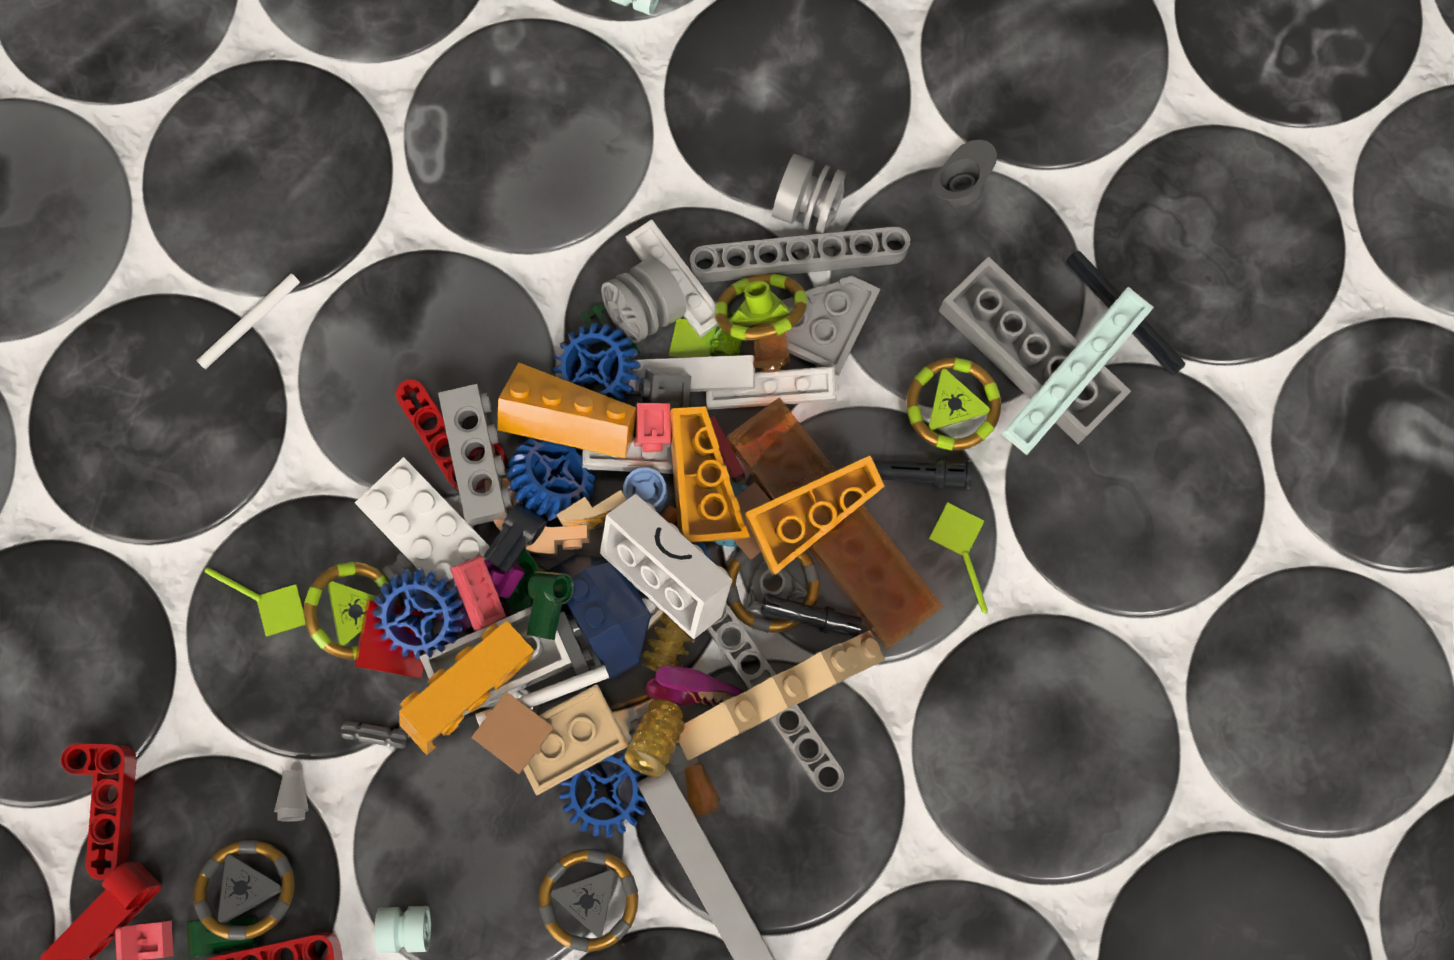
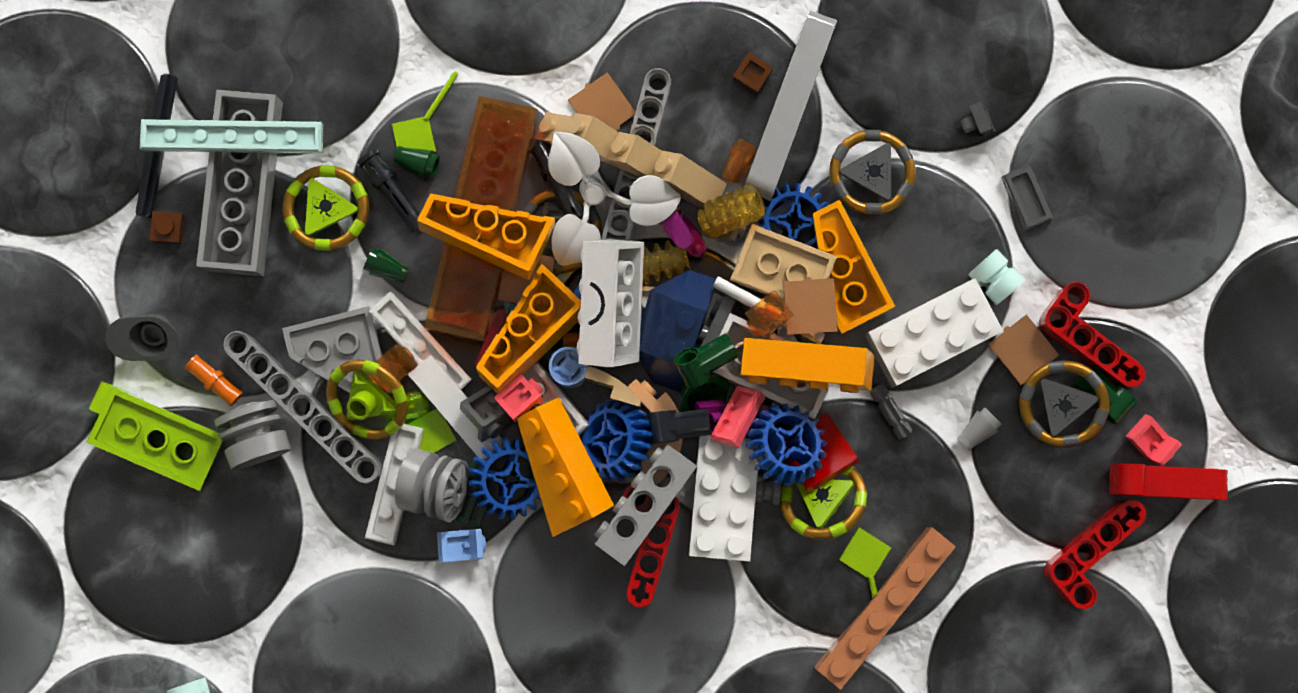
camera: 130 degrees left, 5 degrees up
(225, 631) = (885, 608): none -> nougat arch
(324, 899) = (1022, 349): none -> medium nougat piece
(404, 830) = (933, 333): none -> white brick
(503, 796) = (857, 284): none -> light orange wedge
(536, 688) = (768, 315): none -> clear orange bracket
(578, 287) = (460, 545): none -> light blue bracket
(767, 871) = (753, 73): none -> reddish brown plate
(811, 635) = (575, 158): none -> white plant
(850, 714) = (604, 102): none -> medium nougat piece
(863, 414) = (385, 266): none -> dark green cone
(883, 203) = (213, 380): none -> orange pin
(904, 111) = (125, 428): none -> lime hinge
(931, 514) = (419, 161): none -> dark green cone
(1046, 267) = (167, 227): none -> reddish brown plate

